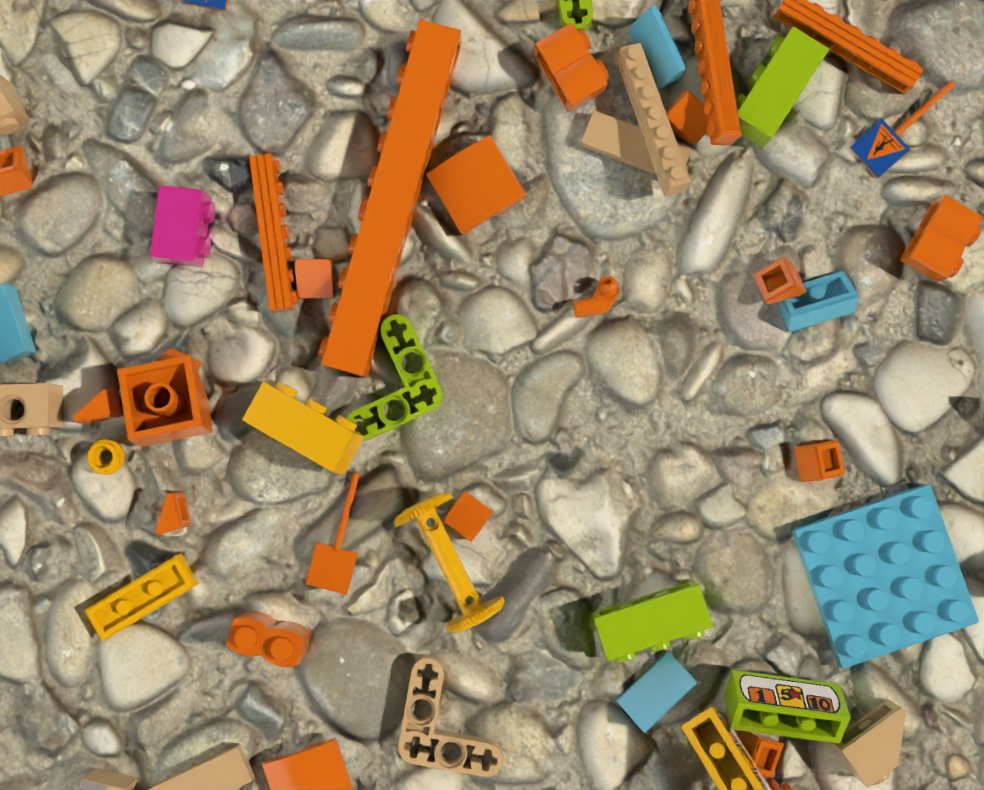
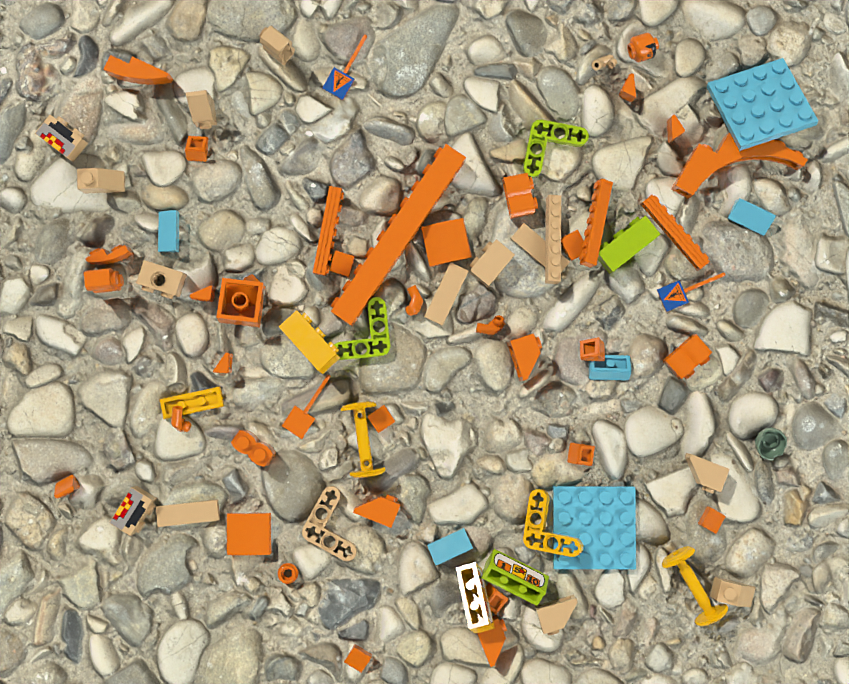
camera: 15 degrees right, 0 degrees up
(96, 461) = (192, 318): yellow plate -> none
(129, 638) = (177, 420): none -> orange arm
(182, 226) = (281, 211): dark pink brick -> none
(459, 301) = (415, 303): none -> orange arm
(505, 271) = (446, 294): none -> tan tile
(517, 670) = (380, 509): none -> orange slope
(563, 193) = (491, 262): none -> tan brick
(652, 621) = (460, 508): lime brick -> none
(658, 47) = (569, 201): medium azure slope -> none
(673, 327) = (524, 354): none -> orange slope
(797, 614) = (539, 530): none -> yellow beam

